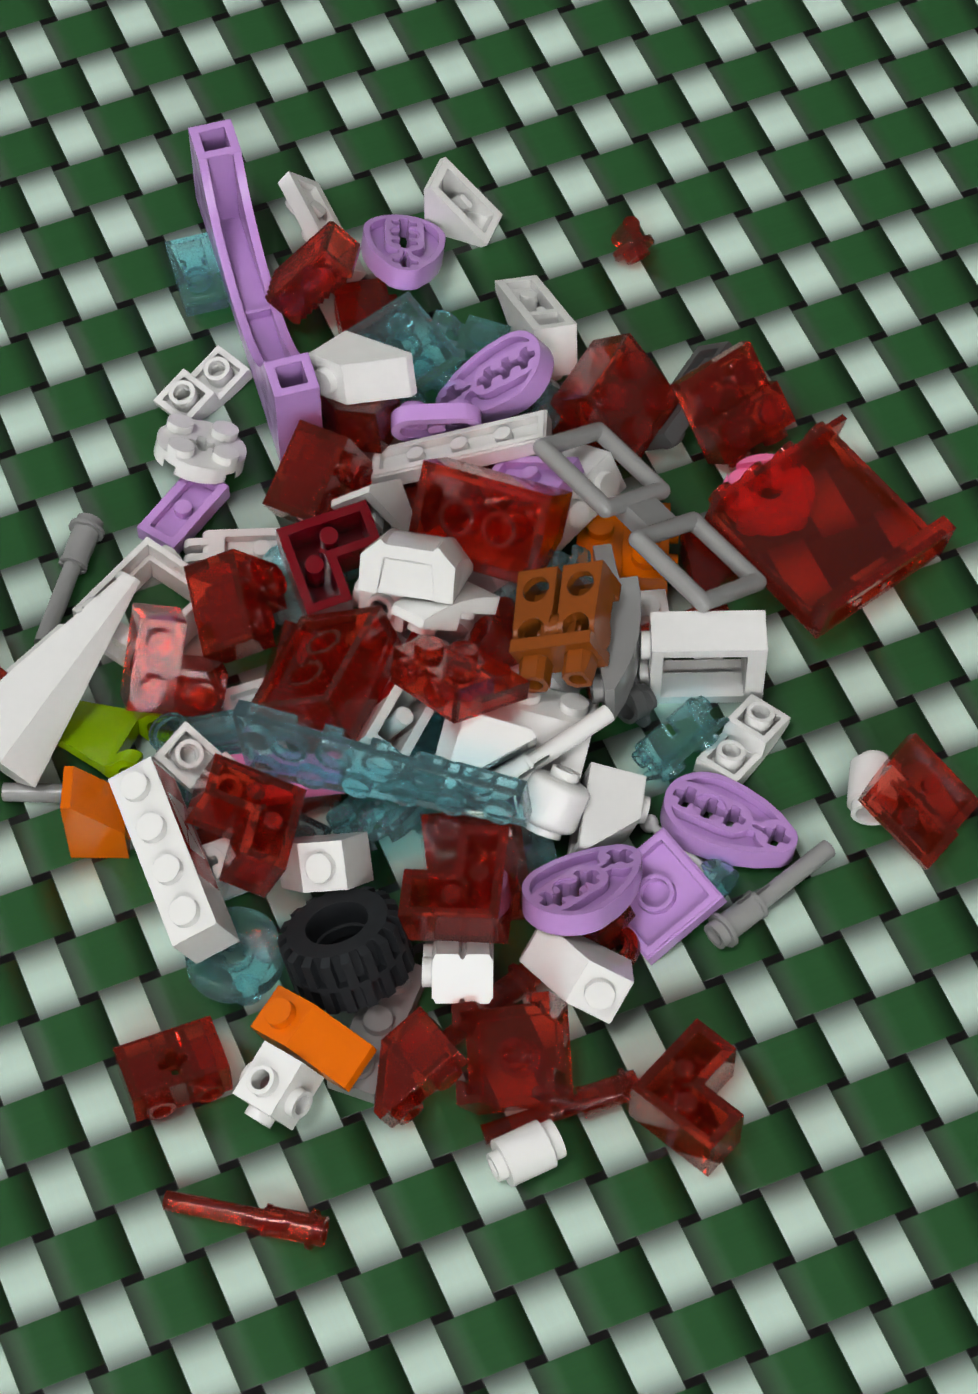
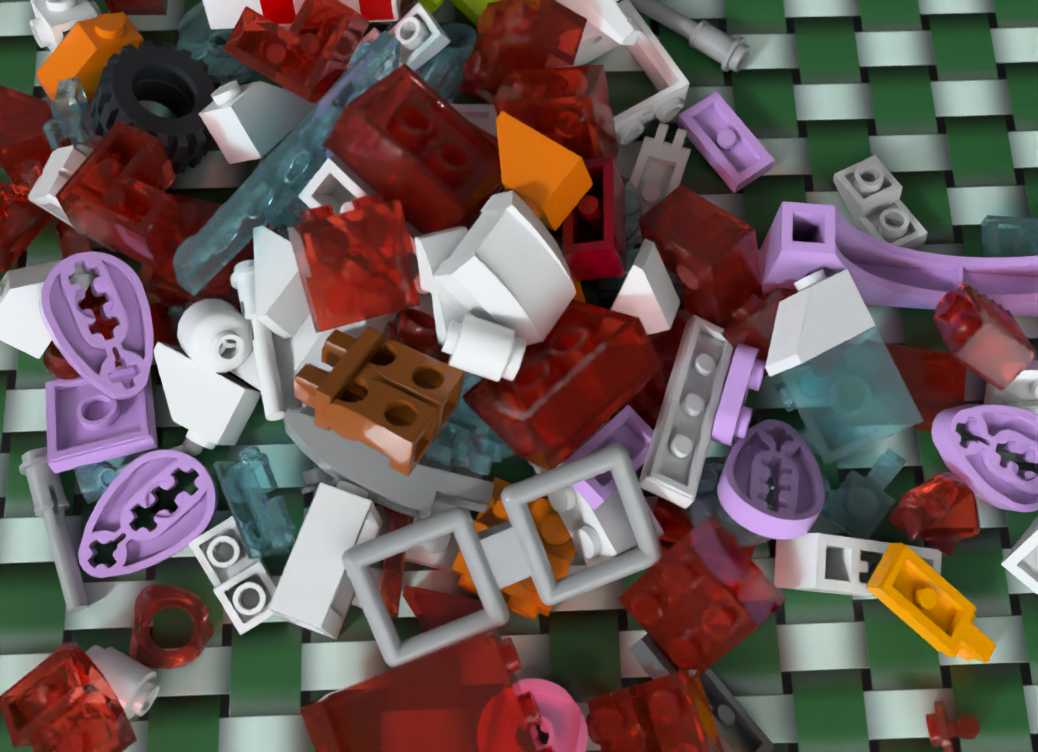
camera: 110 degrees right, 15 degrees up
(200, 449) = (785, 144): white plate -> none
(318, 573) = (540, 171): none -> orange slope
(389, 1004) = (70, 115): none -> clear light blue plate
(469, 282) = (938, 512): none -> clear red piece
(494, 559) = (484, 348): none -> white brick
(547, 268) = (929, 604): none -> light orange hinge
(810, 788) = (147, 605): none -> clear red piece

